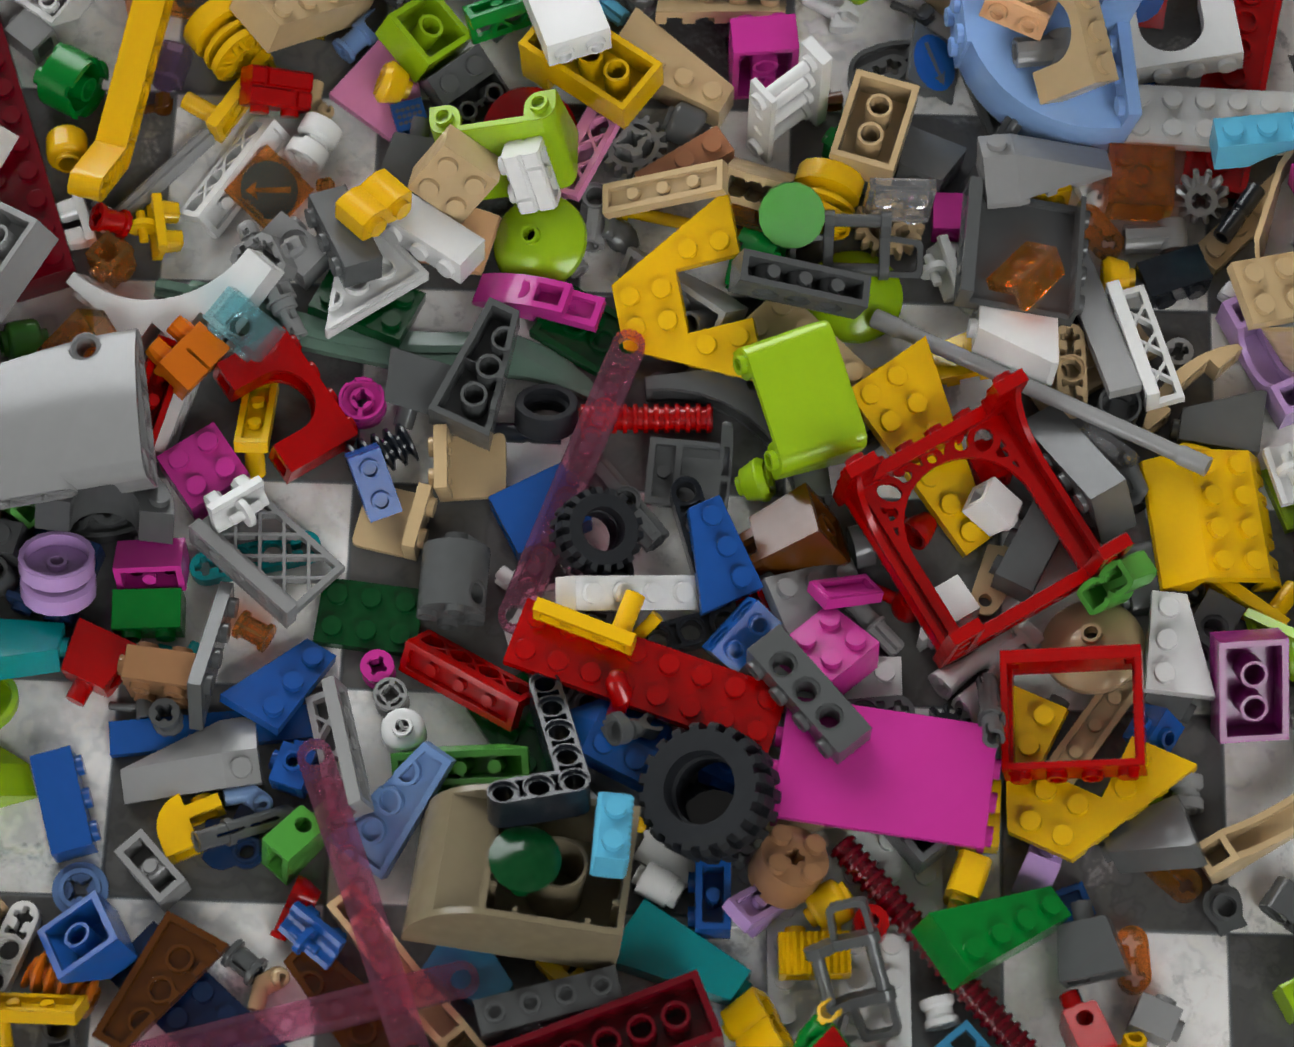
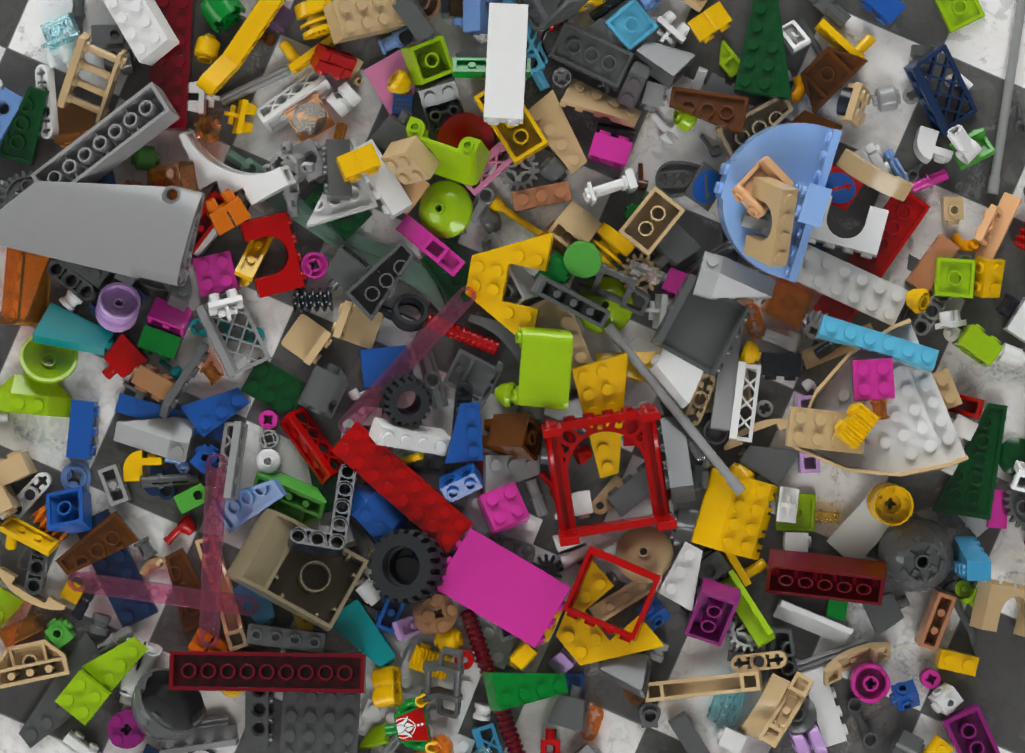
camera: 20 degrees right, 20 degrees up
(112, 220) = (214, 107): red bush -> none
(168, 707) = (143, 403): dark grey bush -> none
(263, 329) = (264, 200): clear light blue brick -> none
(312, 935) = (182, 551): blue hips -> none
(373, 482) = (301, 320): brick -> none
(524, 859) = (297, 571): dark green dish -> none
(529, 175) = (450, 178): white brick -> none
(612, 835) = (345, 575): medium azure brick -> none
(614, 635) = (392, 464): yellow piece -> none
(618, 691) = (382, 493): red arm -> none
(621, 730) = (376, 514): dark grey piece -> none
(665, 189) = (521, 215): tan plate -> none
(779, 649) = (474, 504): dark grey brick -> none
(845, 591) = (525, 478): dark pink tile -> none
(990, 713) = (567, 582): dark grey pin -> none
(992, 507) = (623, 460): white brick -> none
(1028, 273) = (697, 341): clear orange bracket -> none
(1116, 582) = (667, 537): bright green brick -> none

